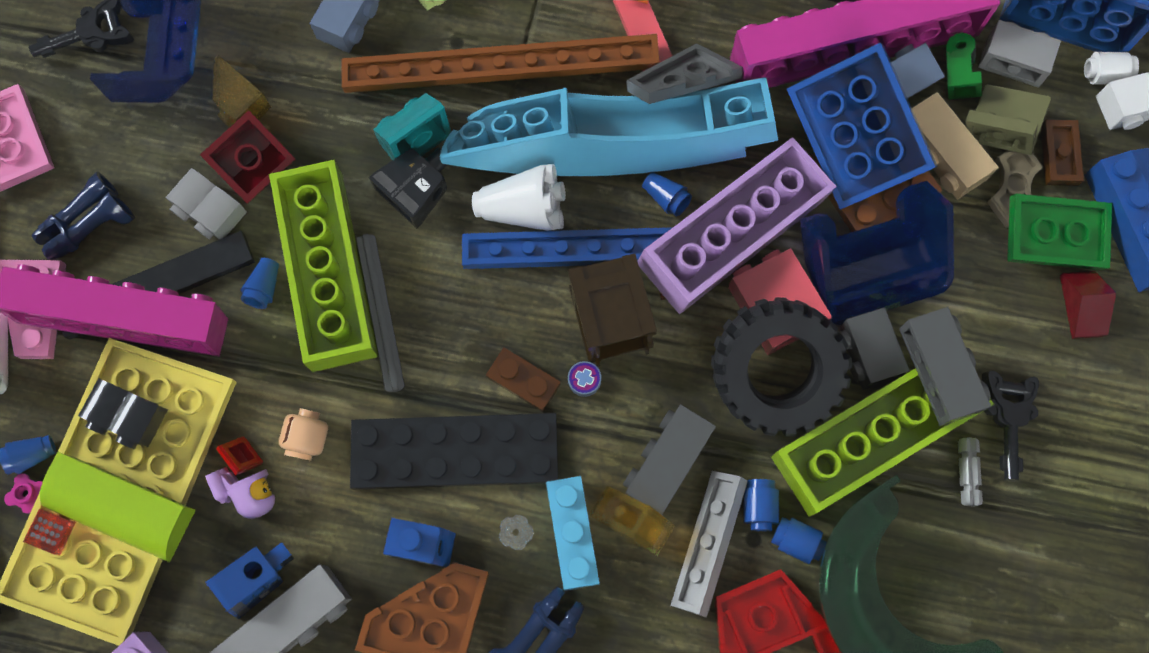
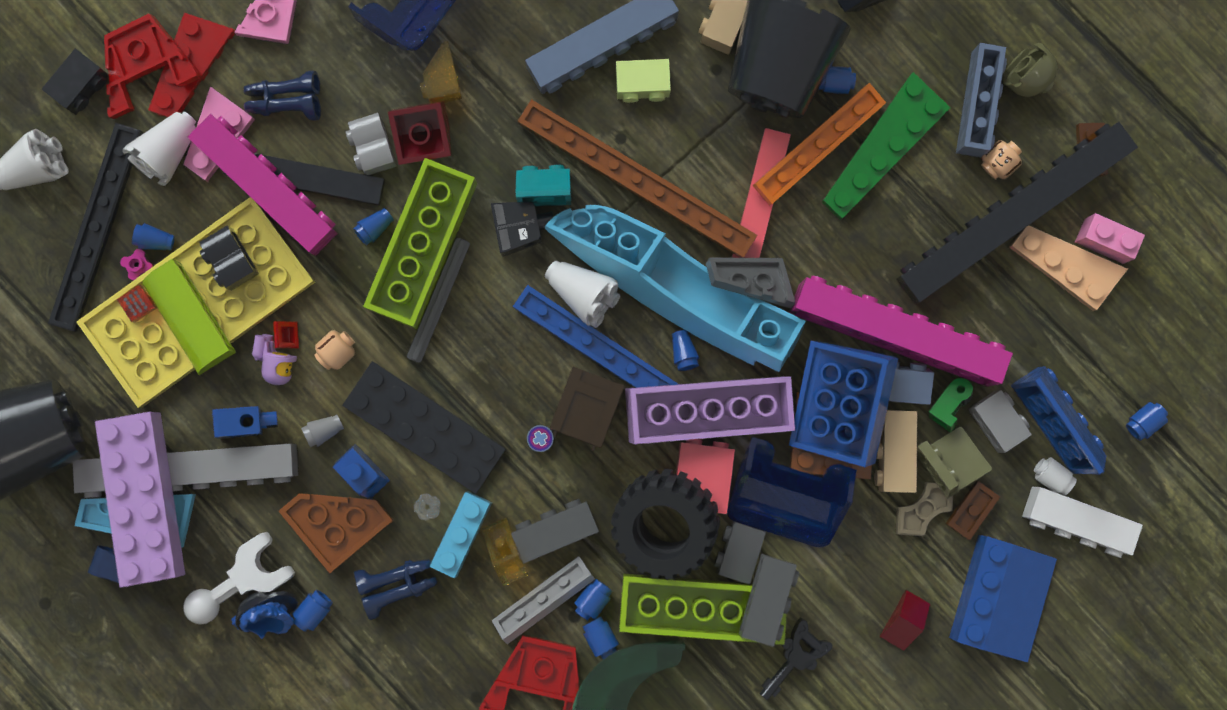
camera: 25 degrees right, 10 degrees up
(345, 529) = (321, 430): none -> light grey cone
(523, 379) = (500, 411): reddish brown plate -> none
(970, 471) = (742, 672): light grey axle -> none
(1059, 232) = (924, 563): green plate -> none

